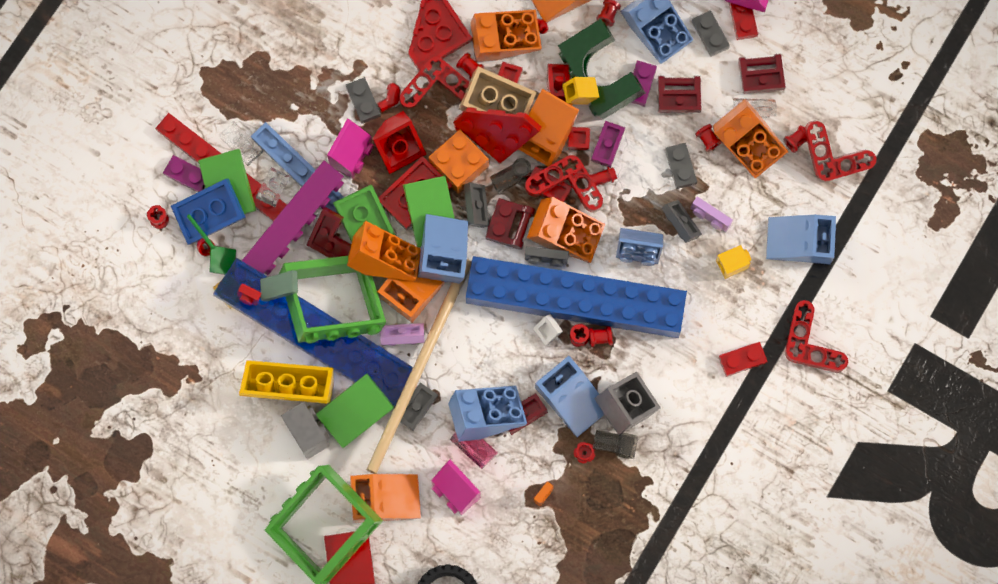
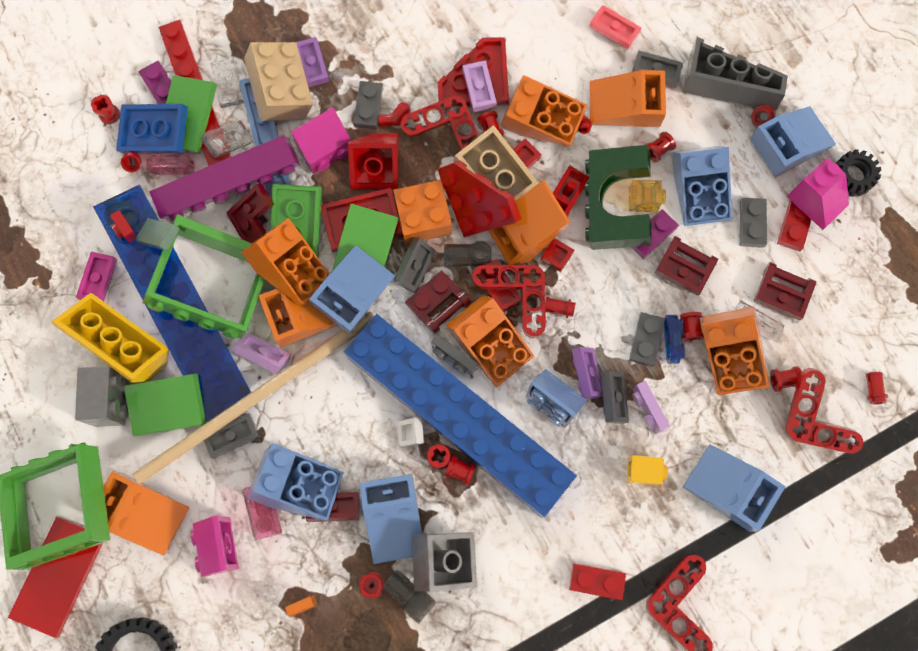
camera: 30 degrees right, 0 degrees up
(220, 257) = (136, 174): green piece -> none
(232, 235) = (163, 165): none -> clear pink plate
(237, 348) = (97, 276): none -> dark pink plate
(284, 120) = (278, 81): none -> tan brick
(297, 90) = (312, 62): none -> medium lavender plate
(444, 40) = (479, 86): none -> lavender plate
(580, 90) = (585, 205): yellow brick -> none
(608, 144) = (583, 276): magenta plate -> none
(619, 57) = (646, 195): none -> clear yellow brick
(652, 214) = (587, 372): none -> medium lavender plate
(704, 161) = (674, 349): none -> clear blue plate
(865, 110) = (876, 388): none -> red pin

